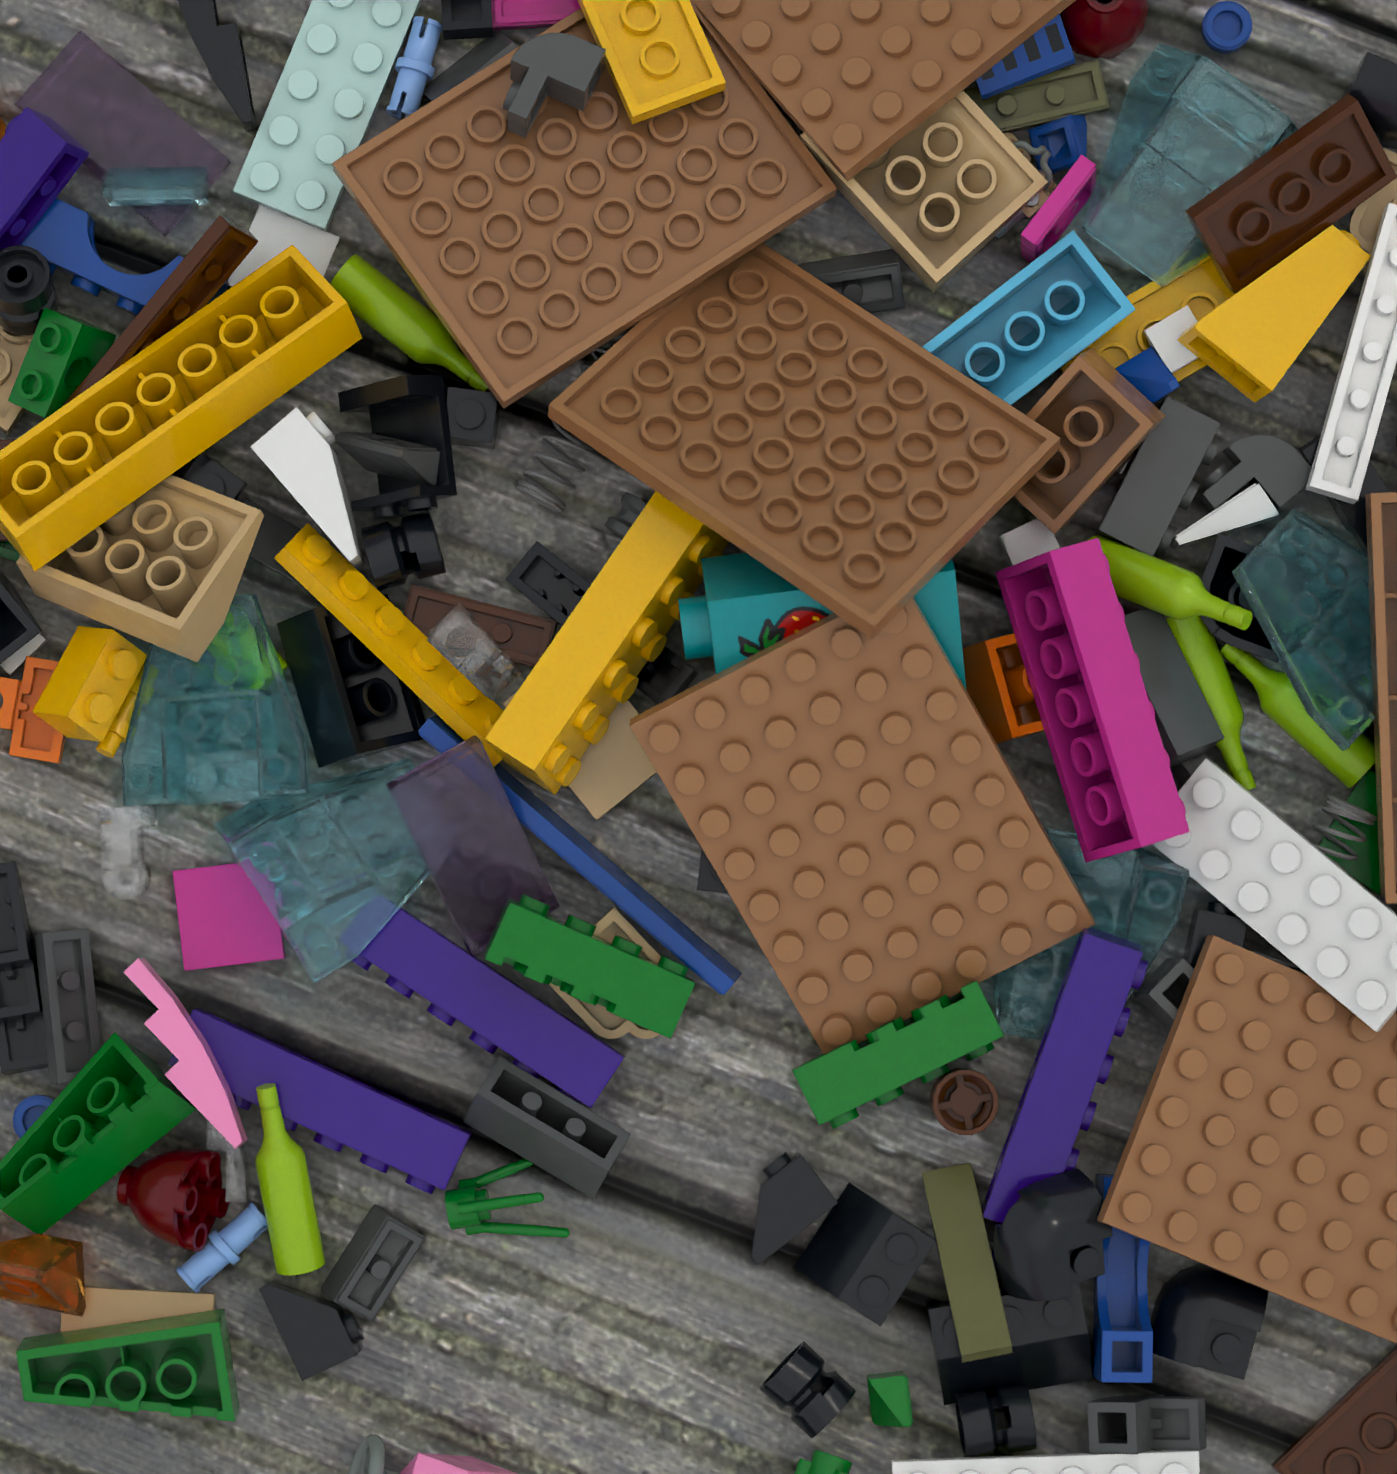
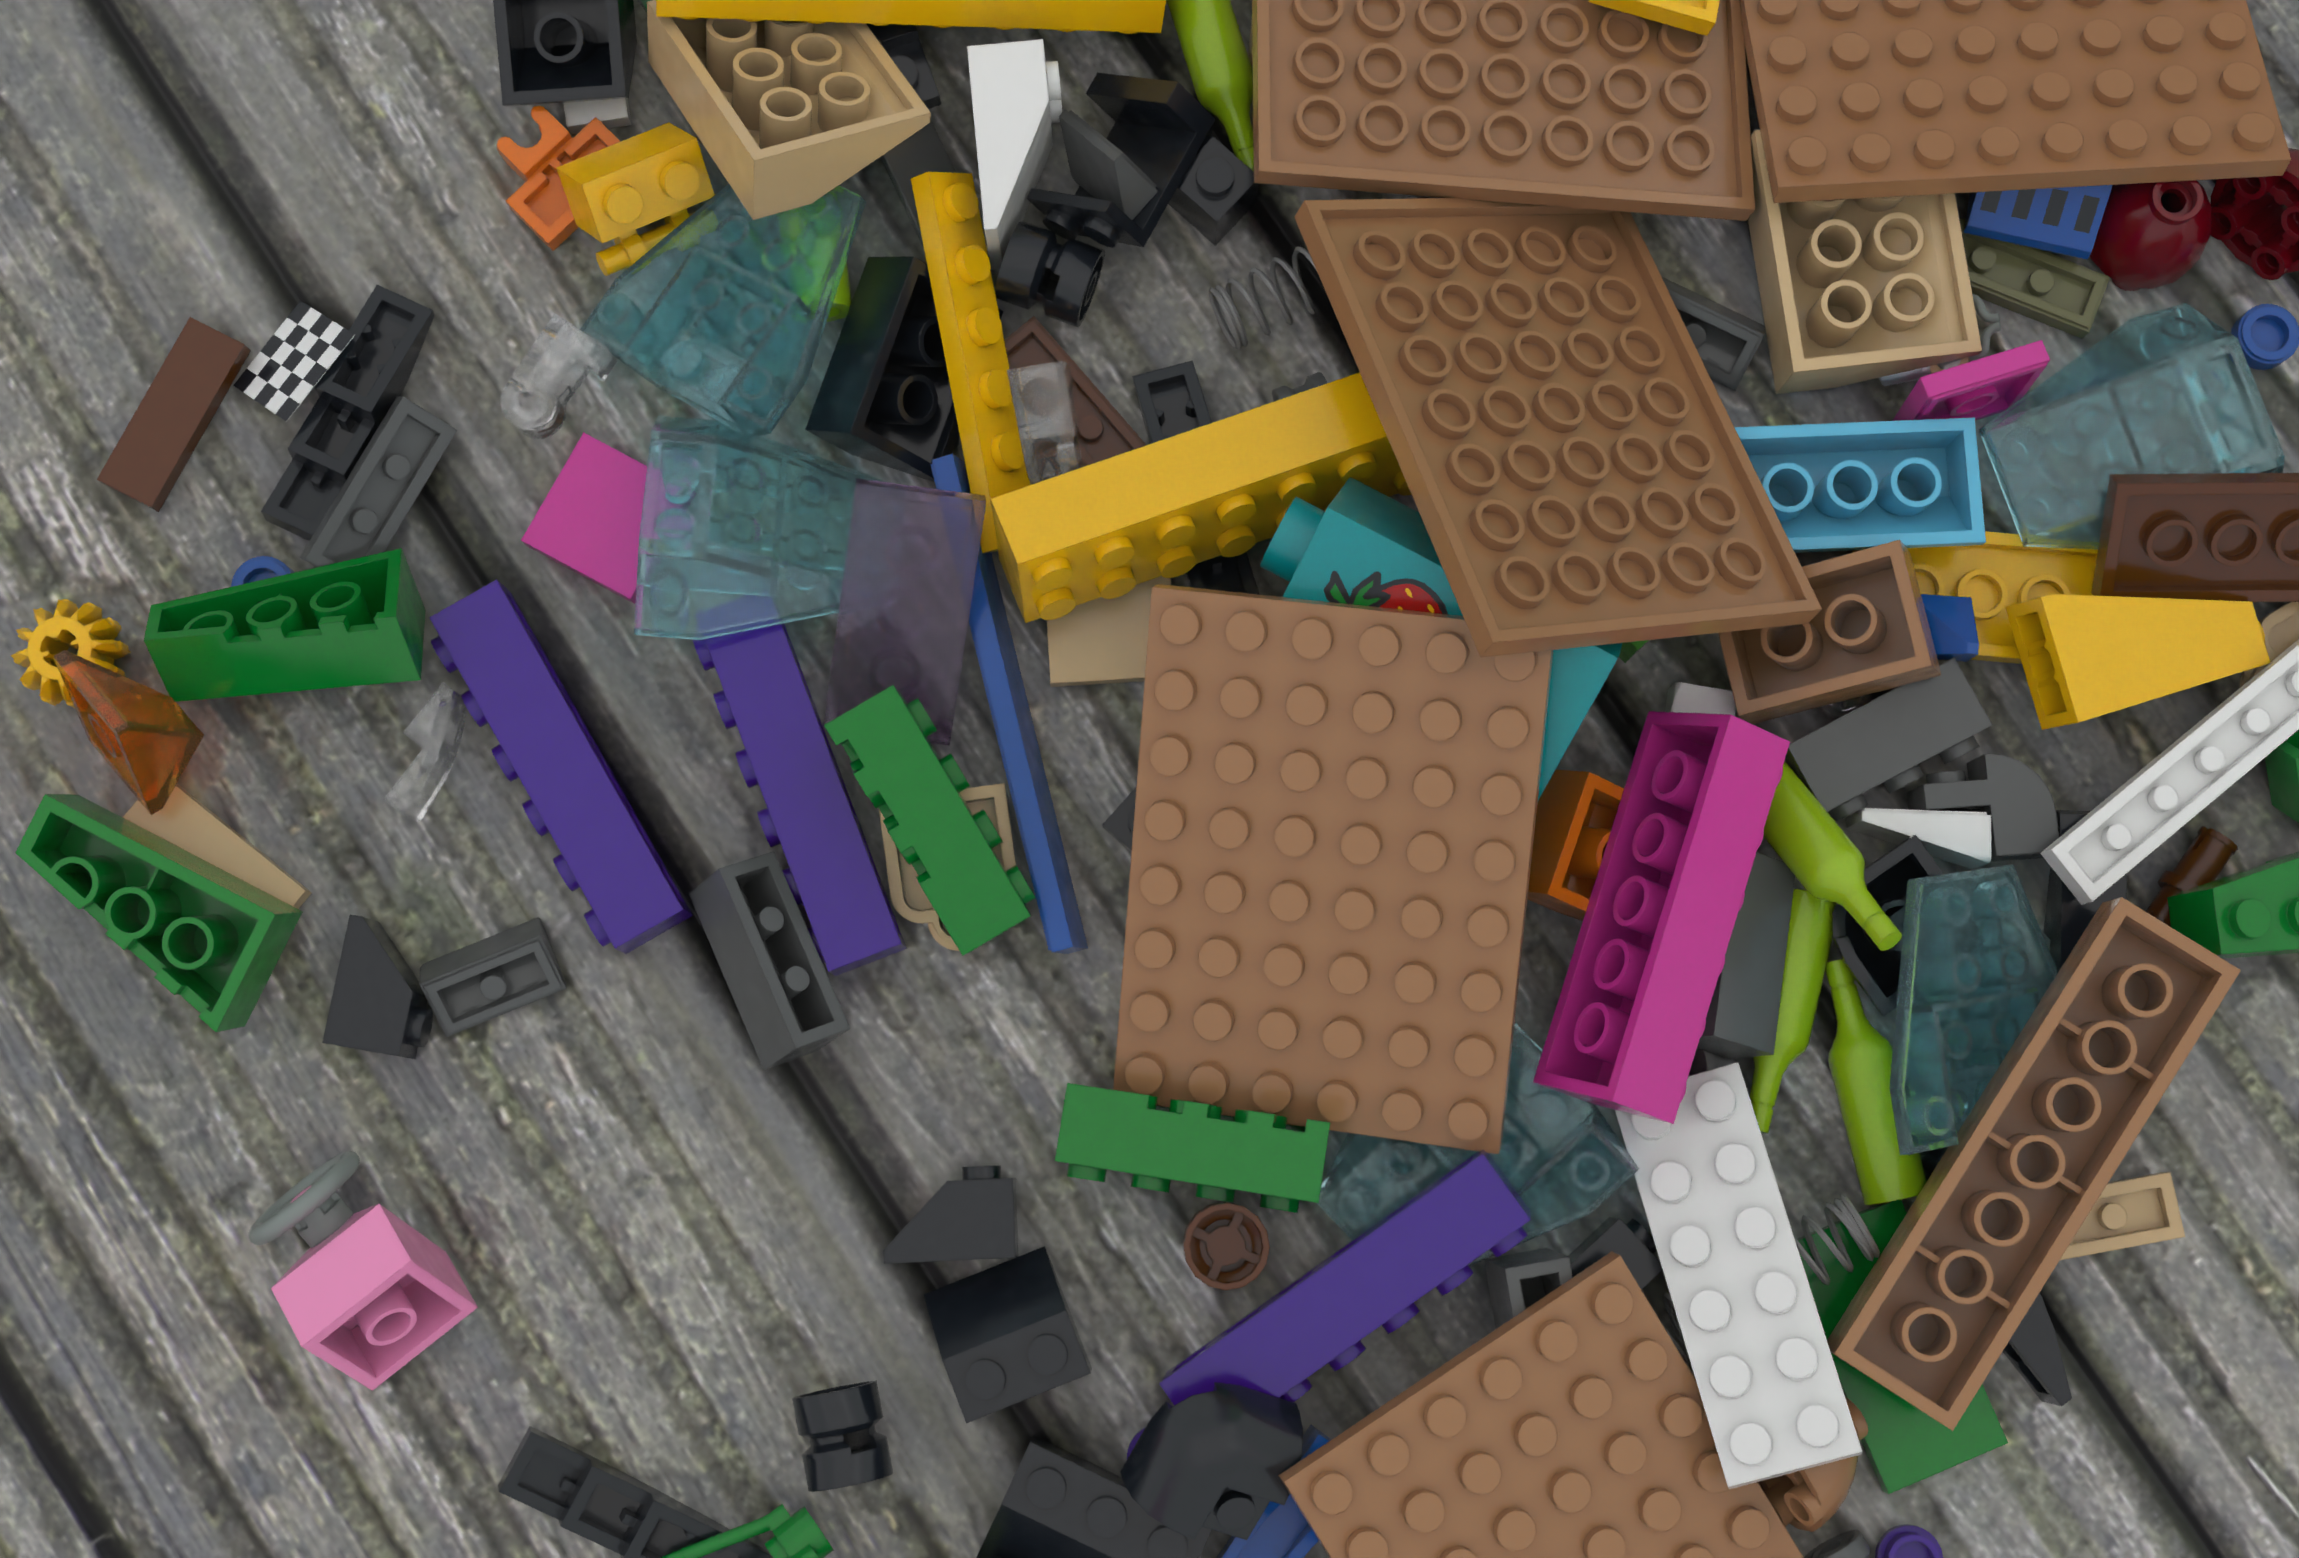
camera: 30 degrees right, 5 degrees down
(176, 1195) = (340, 761): dark red piece -> none
(197, 1070) = (451, 638): bright pink slope -> none
(223, 1247) = (351, 850): light blue pin -> none
(286, 1193) = (452, 836): lime piece -> none
(469, 1206) = (633, 989): green plant -> none
(890, 1399) = (923, 1509): green slope -> none
(966, 1262) = (1106, 1423): olive tile -> none
(1063, 139) = (2018, 326): blue slope -> none
(1164, 338) = (1989, 600): white tile -> none

